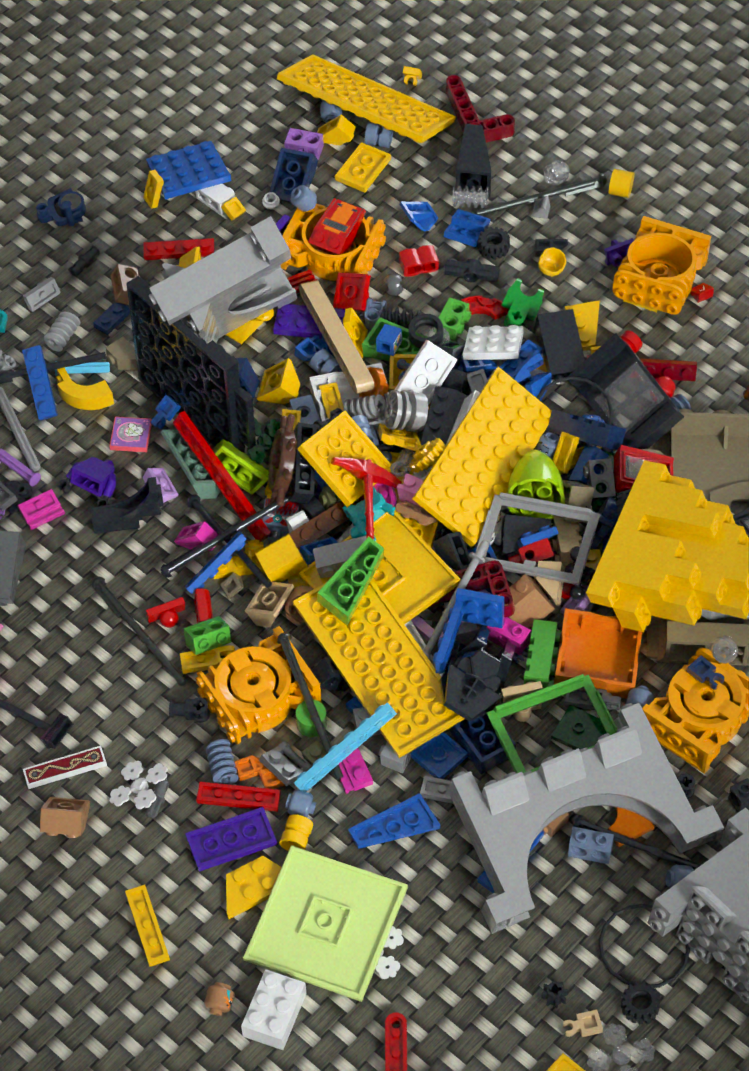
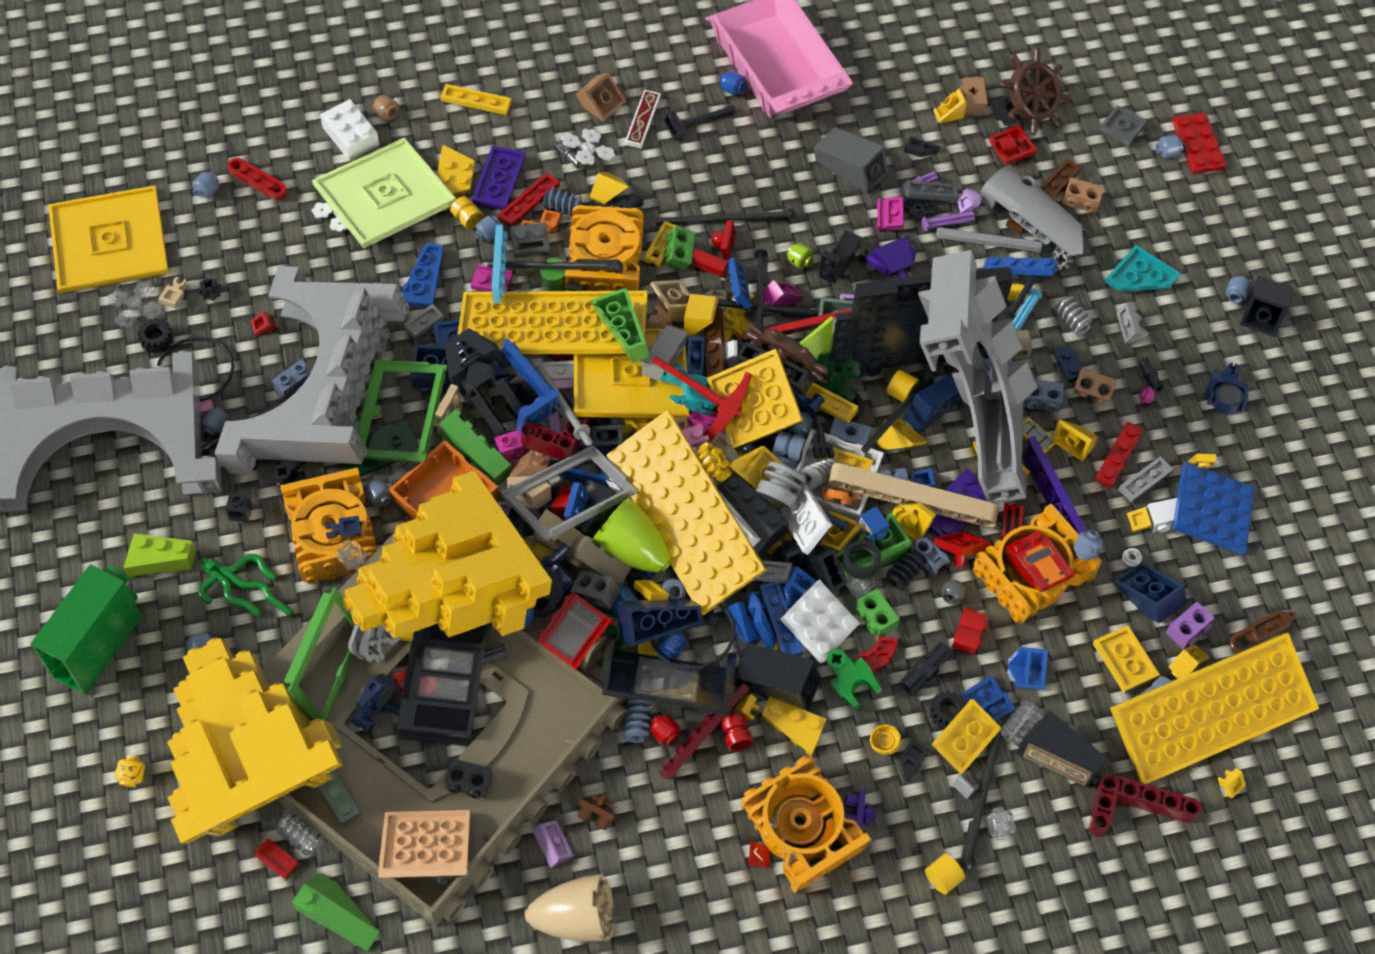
camera: 120 degrees right, 5 degrees up
(108, 250) = (1146, 395): none -> dark pink plate
(142, 546) = (800, 255): none -> lime head
(172, 740) = (607, 187): none -> yellow slope
(192, 221) = (1145, 479): none -> light grey plate
(271, 106) = (1263, 629): none -> reddish brown plate
(287, 377) = (927, 378): none -> pearl dark grey bar
(508, 218) = (966, 736): none -> yellow plate
(550, 924) = (263, 324): none -> red slope

